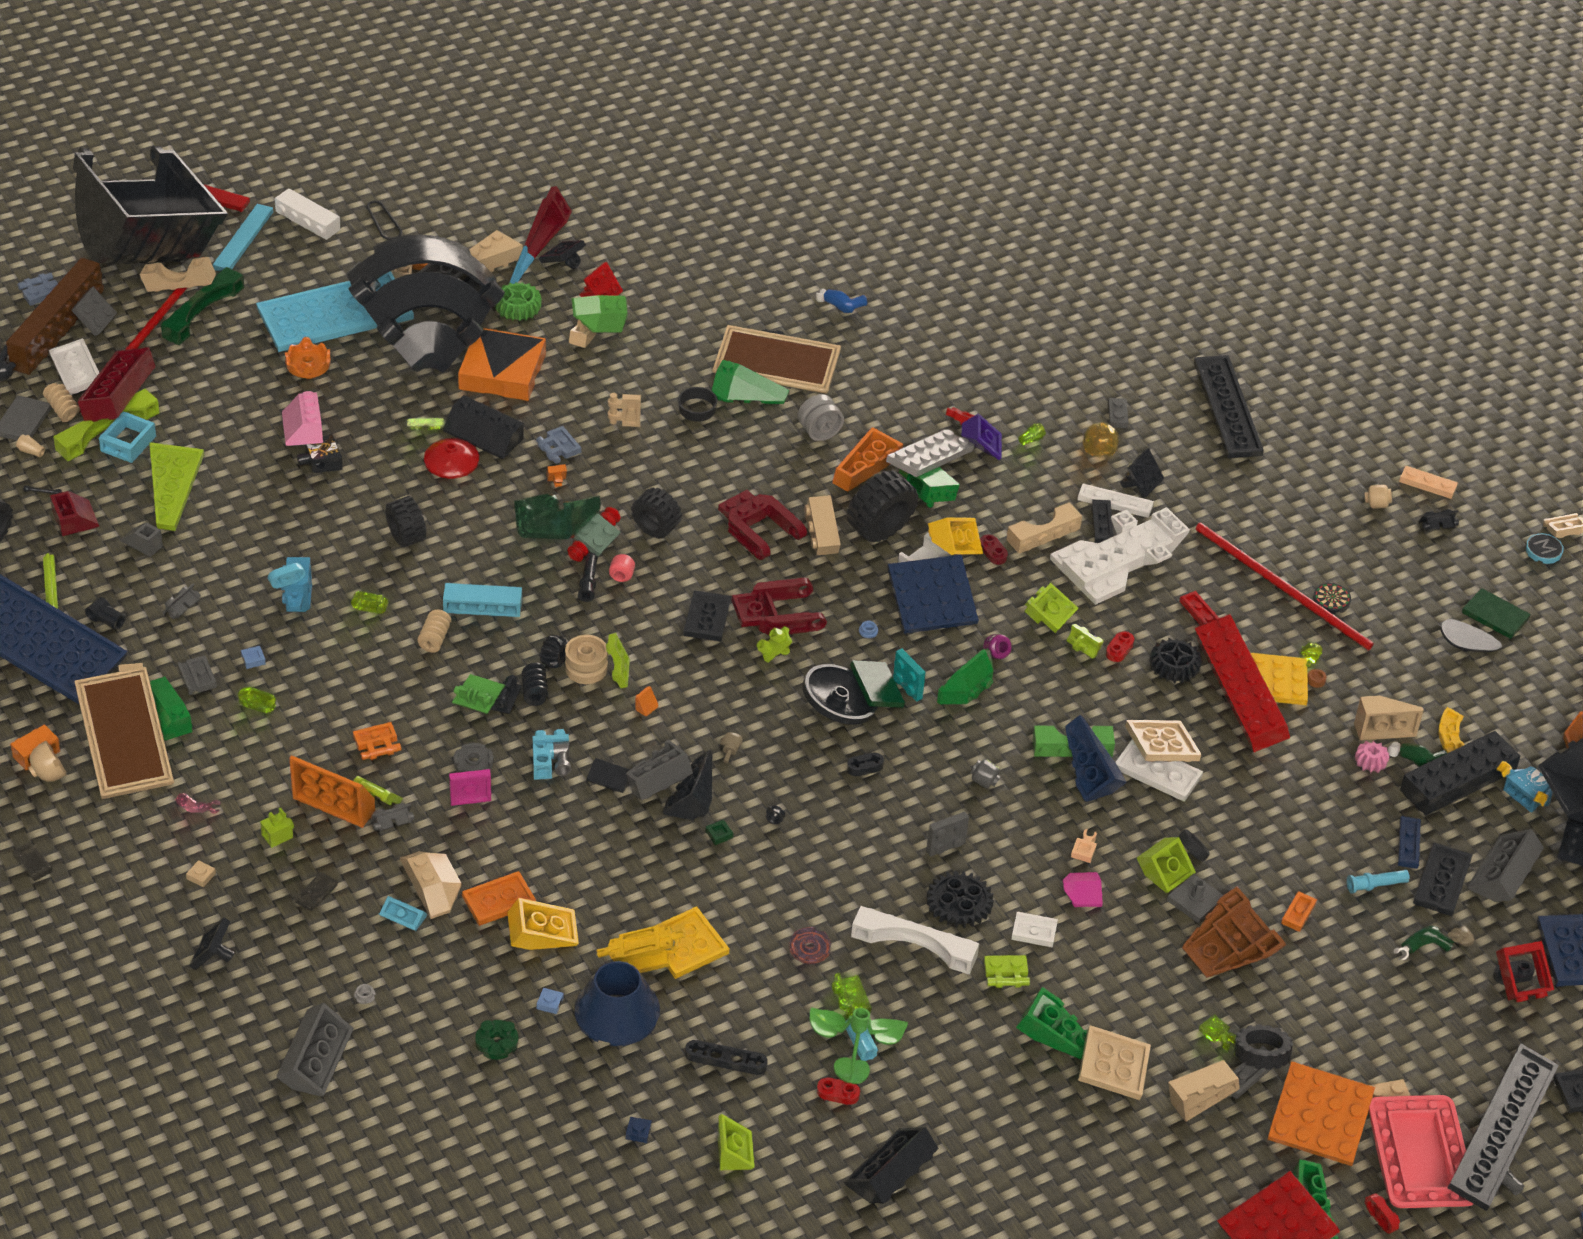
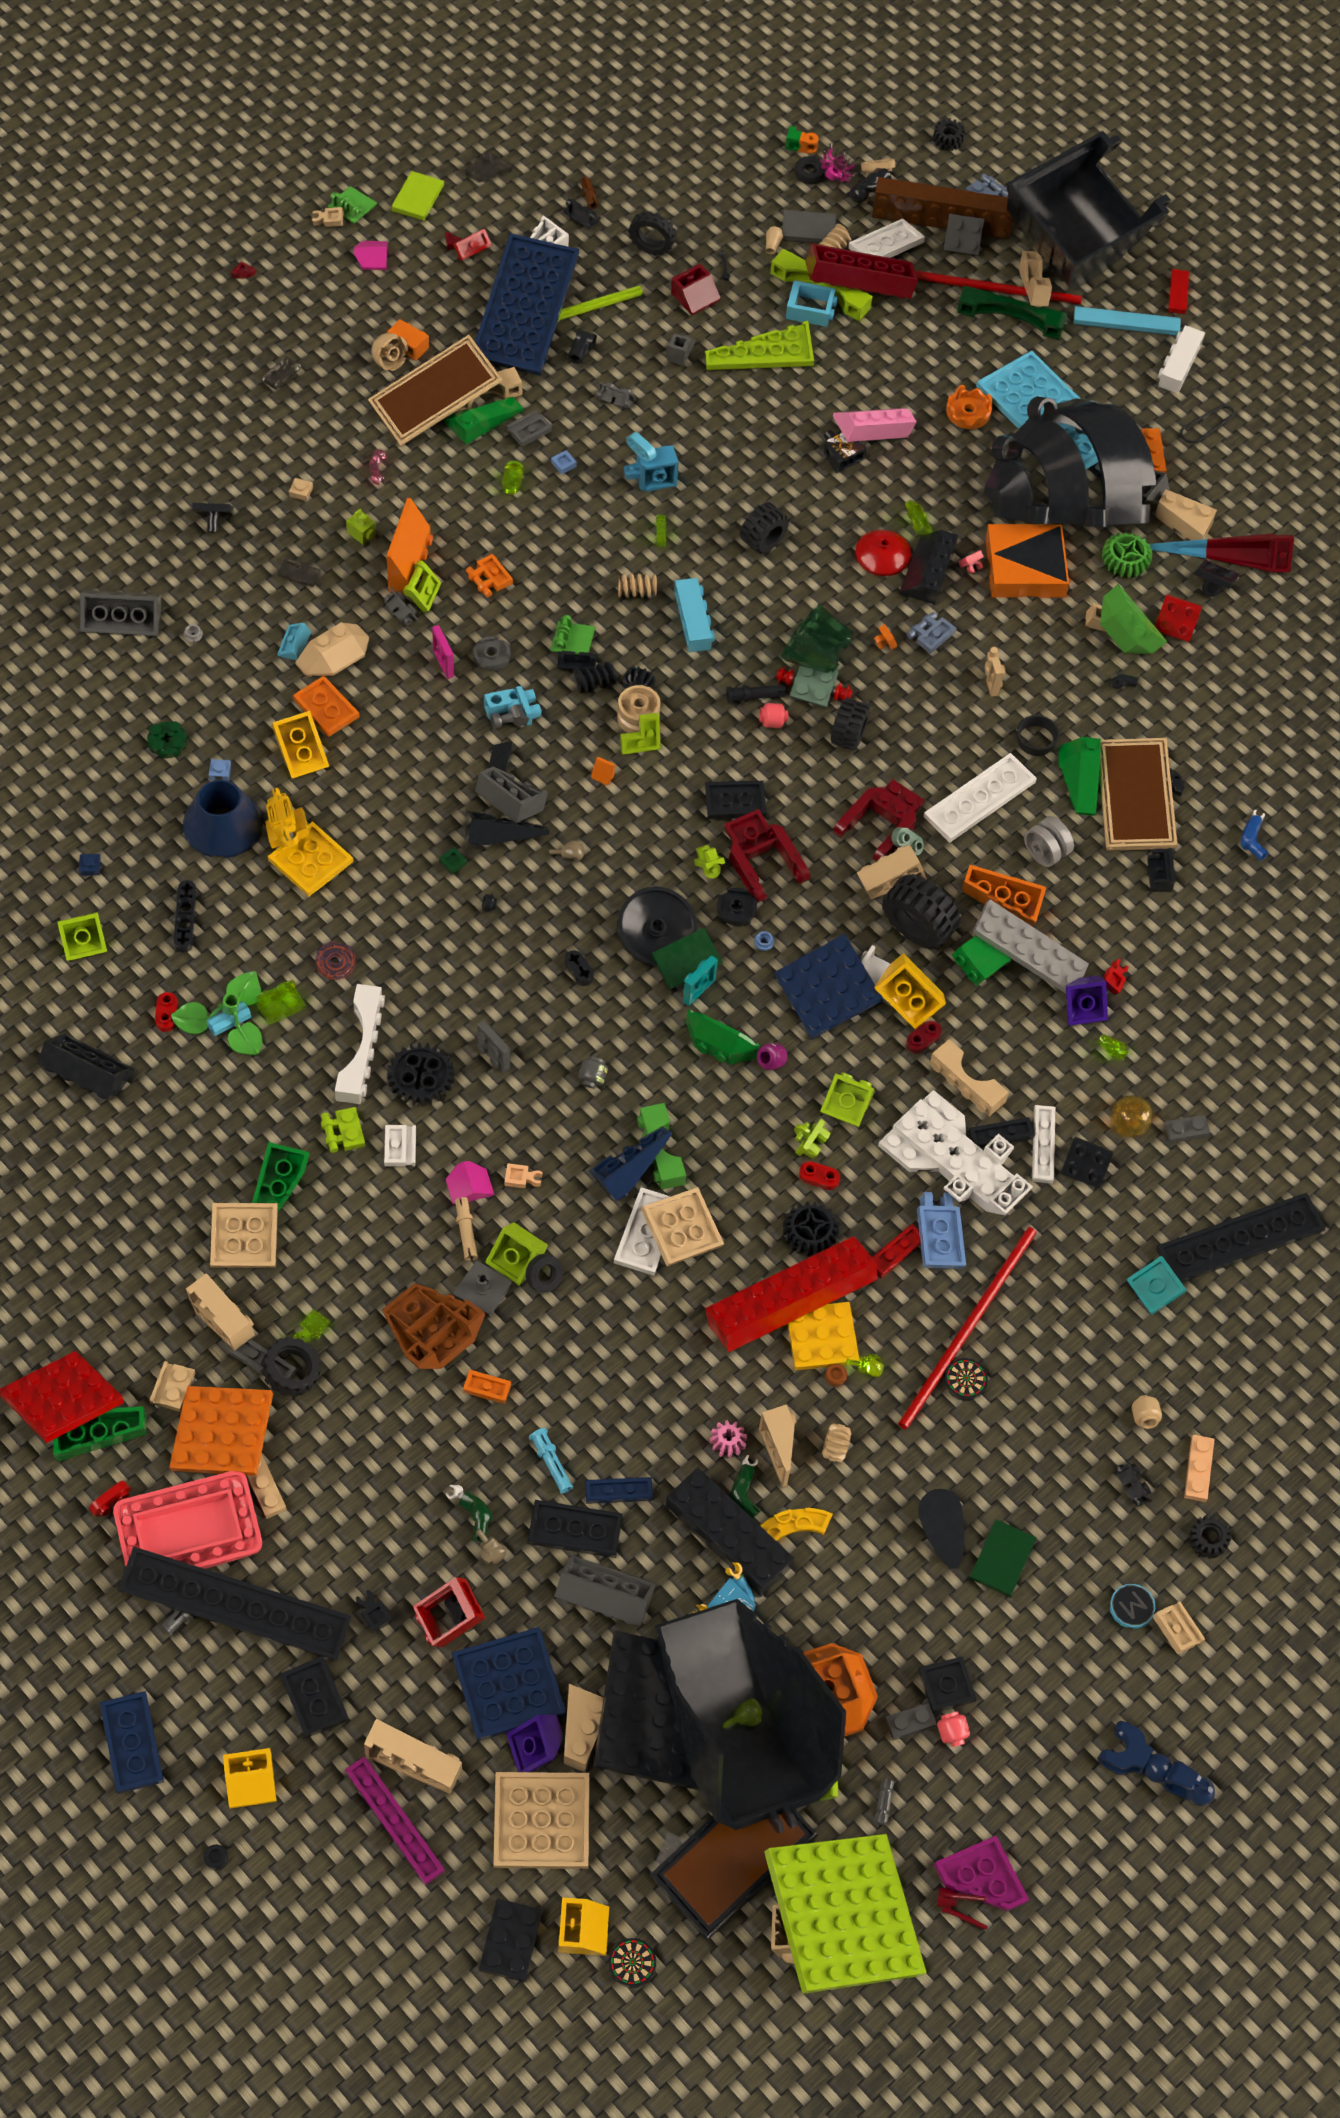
camera: 75 degrees right, 15 degrees up
(488, 398) = (971, 560): none -> coral tile
(652, 338) = (1122, 680): none -> black arm
(753, 455) = (980, 797): none -> white plate
(793, 507) = (903, 836): none -> sand green plate
(827, 648) = (732, 916): none -> black plate
(862, 362) = (1161, 870): none -> black hinge
(1138, 897) = (465, 1221): none -> tan pin
(1192, 579) = (940, 1233): none -> medium blue tile
(1264, 1149) = (172, 1386): none -> tan plate
(1265, 462) = (1156, 1285): none -> teal plate
(1387, 684) = (836, 1442): none -> tan gear
(1489, 496) = (1212, 1524): none -> black tyre
(1514, 1030) = (375, 1613): none -> black plate

